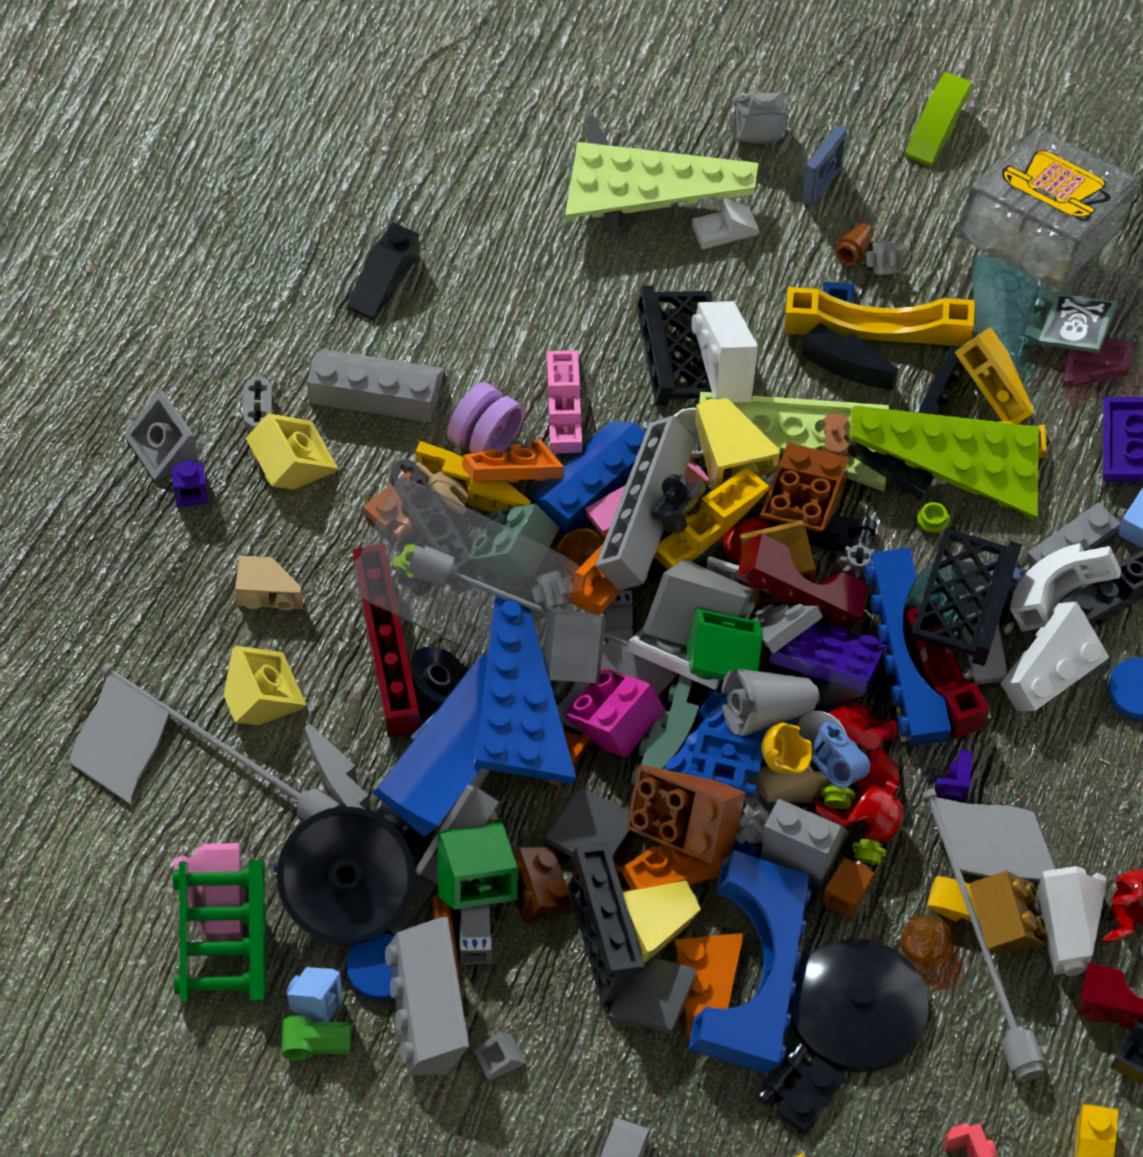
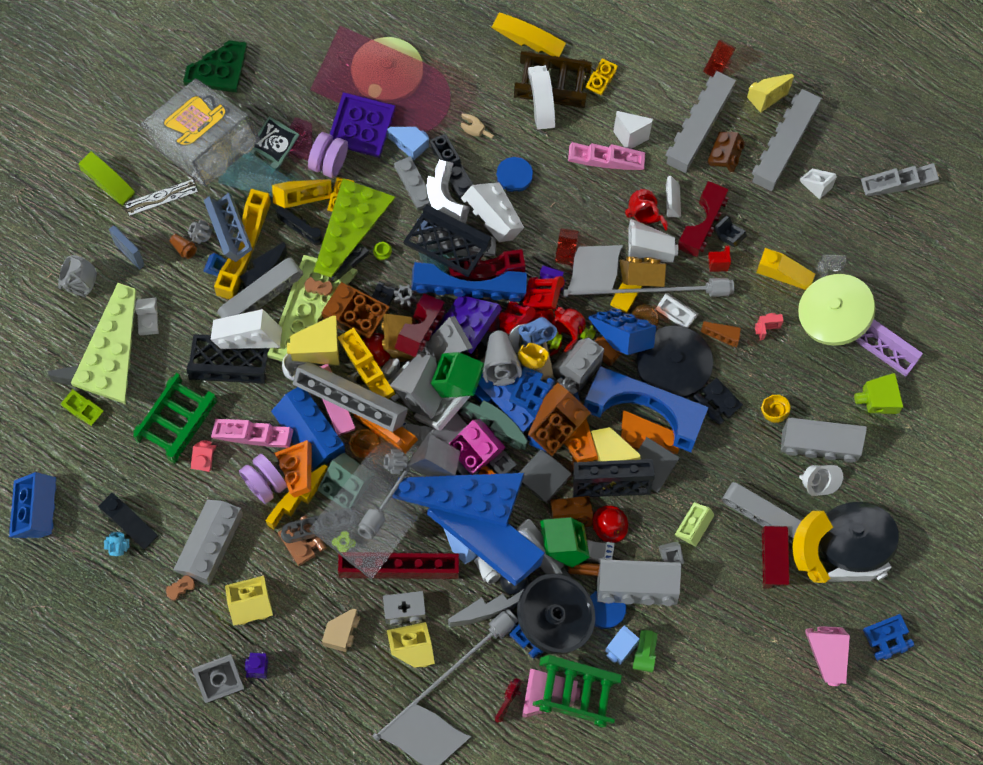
camera: 80 degrees left, 10 degrees up
(179, 837) = (510, 693): none -> dark red piece
(251, 405) = (206, 611): light grey beam -> none
(295, 362) = (180, 587): none -> nougat piece
(330, 678) = (393, 608): none -> light grey brick
(344, 264) = (116, 543): none -> medium azure gear
(381, 153) = (32, 506): none -> blue slope
(435, 672) = (427, 540): black dish -> none
(445, 485) = (302, 511): tan hand -> none
(512, 343) = (202, 455): none -> coral bracket
(532, 950) = (610, 524): none -> red hat
(551, 178) = (81, 407): none -> lime slope
(555, 319) = (185, 433): none -> green fence
(562, 1087) = (695, 524): none -> yellowish green slope
(597, 763) = (502, 463): none -> dark grey plate
(677, 502) = (358, 377): black hips -> none
(807, 360) = (263, 289): none -> light grey beam
(883, 898) = (624, 331): none -> blue slope
(899, 287) = (224, 230): none -> sand blue fence
(911, 764) = (543, 297): none -> red plate
(929, 197) = (161, 197): none -> sticker
(934, 1086) = (723, 333): none -> dark orange slope
(959, 994) = (676, 311): none -> white slope
(1035, 793) = (566, 246): none -> clear red slope
(1074, 396) = (327, 155): none -> lavender wheel
(1077, 1047) = (719, 260): none -> red panel

